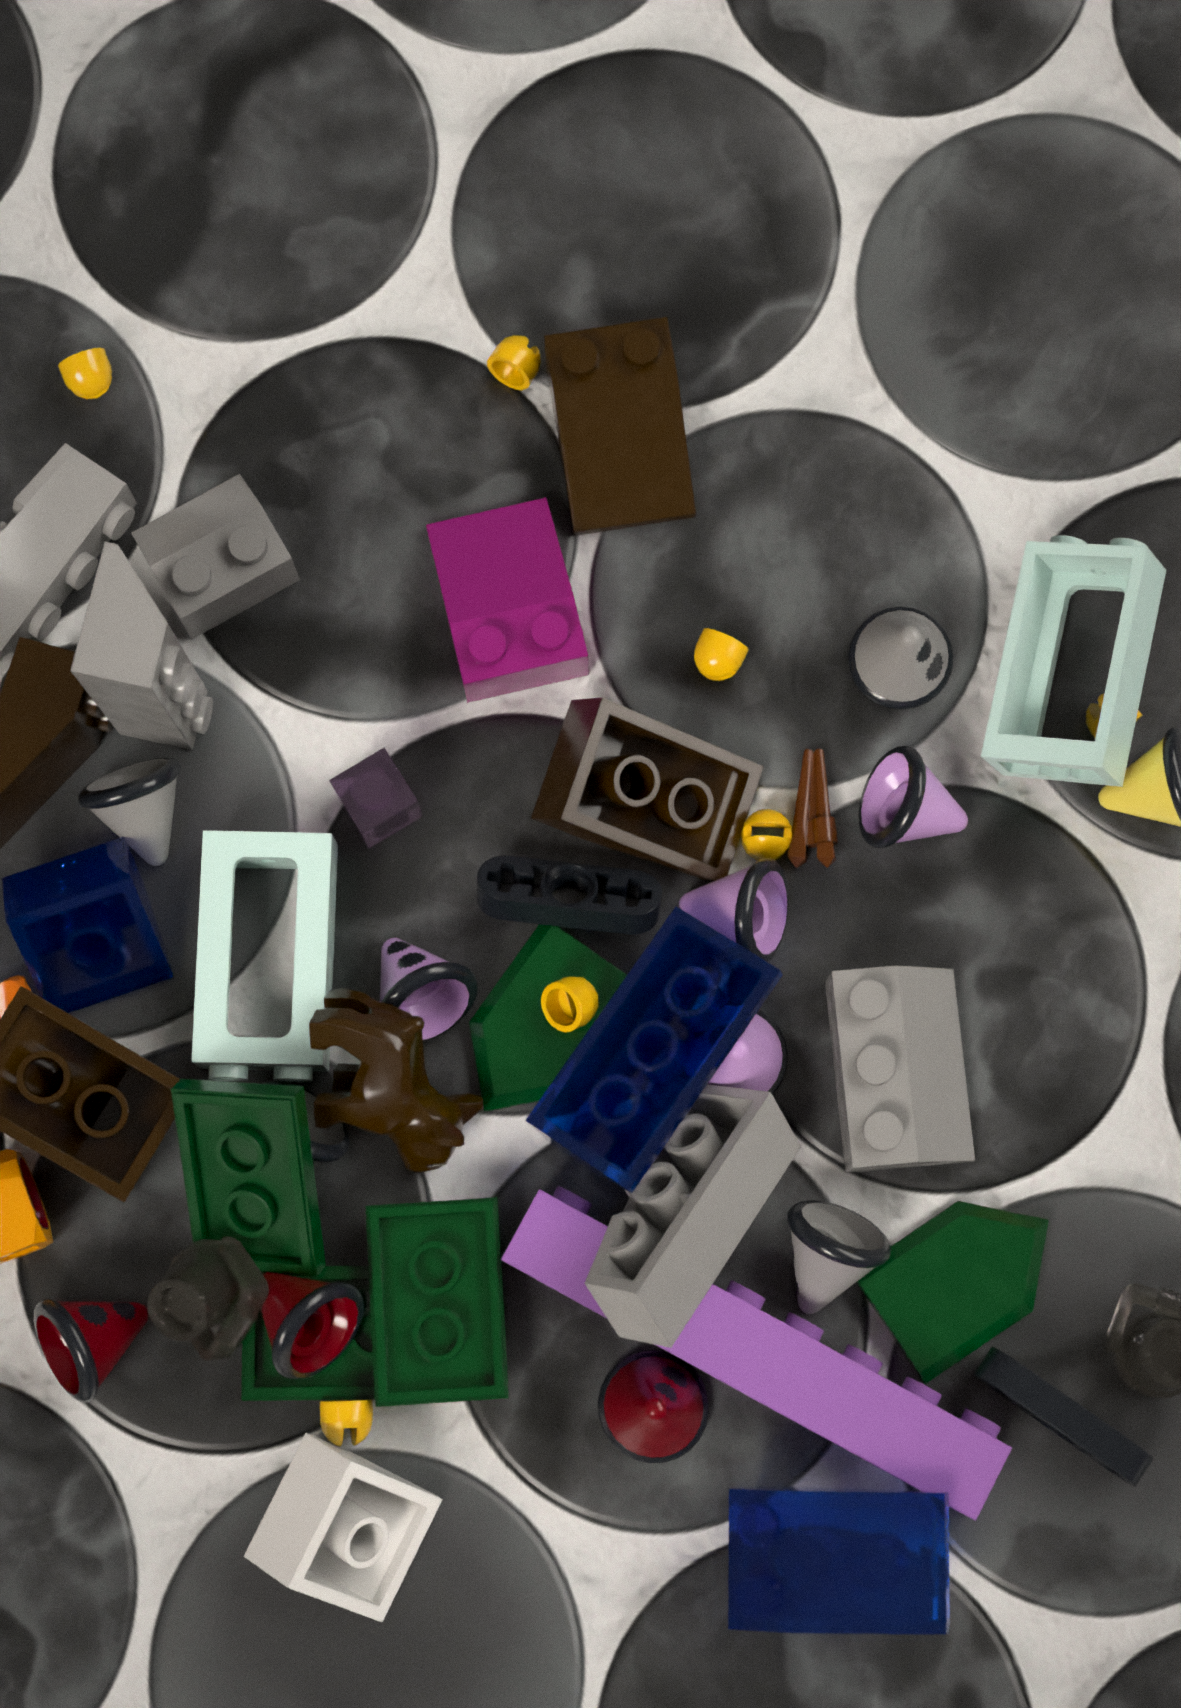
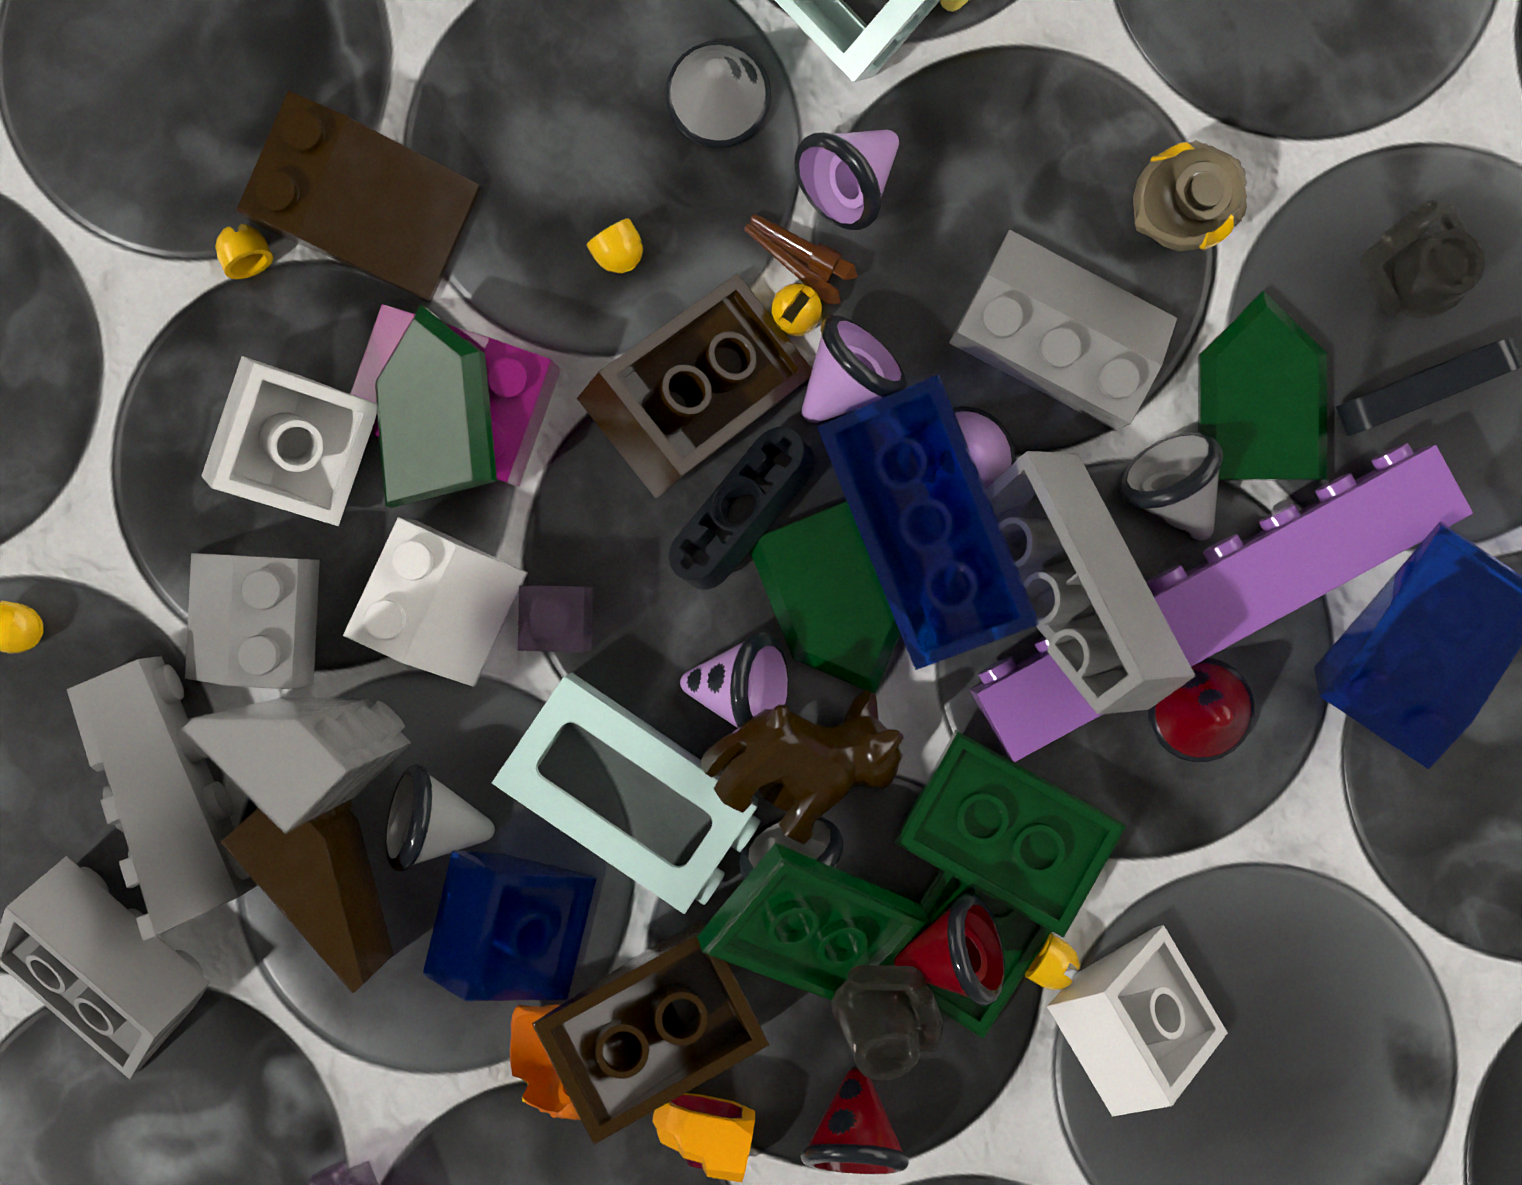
camera: 60 degrees left, 10 degrees up
(325, 693) = (435, 602): none -> white slope
(383, 493) = (289, 442): none -> white slope
(480, 591) = (433, 414): none -> tile
(569, 1003) = (837, 568): yellow hinge -> none
(1079, 1098) = (1190, 196): none -> dark tan hair

